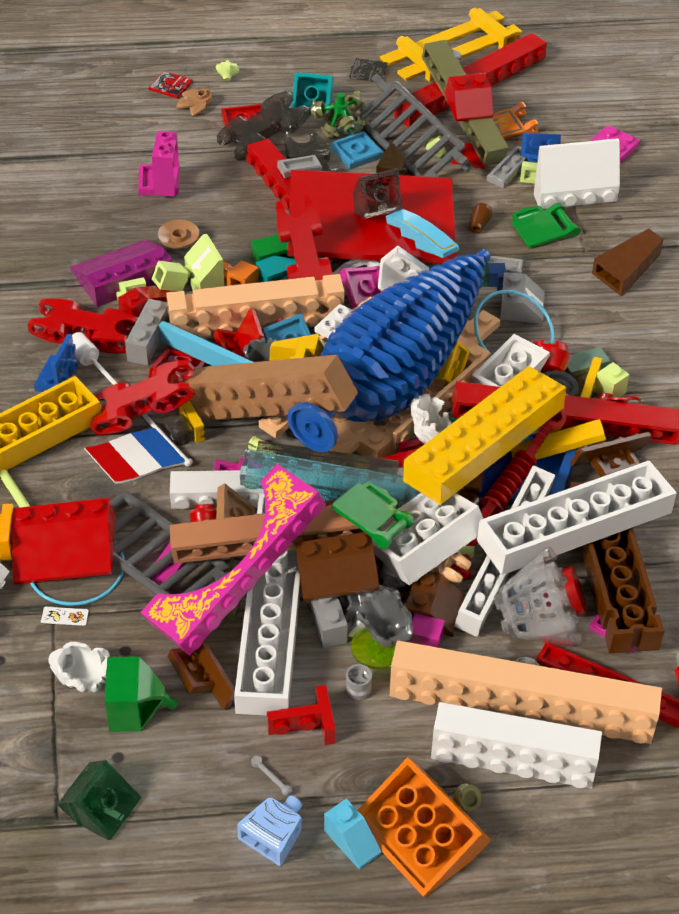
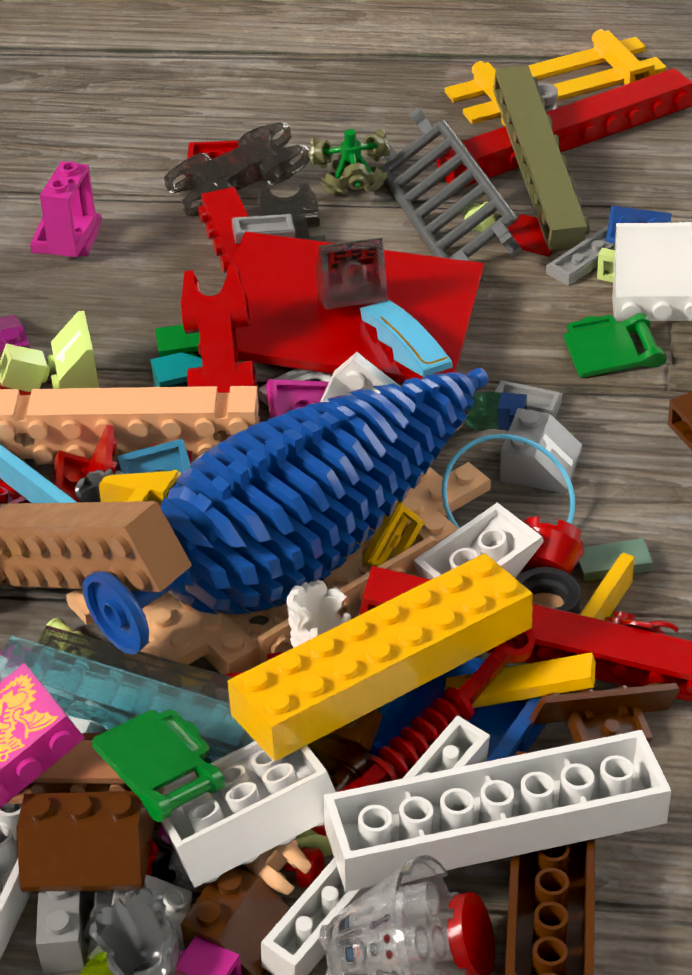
camera: 15 degrees right, 5 degrees down
(170, 84) = (133, 106): piece -> none
(178, 234) = (57, 308): medium nougat dish -> none
(195, 100) = (157, 129): medium nougat plate -> none
(227, 70) = (216, 91): yellowish green piece -> none
(241, 273) = (125, 373): orange brick -> none
(312, 87) = (325, 122): teal slope -> none
(356, 150) = (365, 214): dark azure tile -> none
(366, 69) = (430, 104): clear smoke piece -> none
(391, 160) = (405, 234): dark brown slope -> none
(469, 97) = (540, 148): red slope -> none
(481, 215) = (516, 324): reddish brown cone -> none
(510, 124) = (603, 190): orange flag -> none
(612, 380) = (643, 594): yellowish green brick -> none

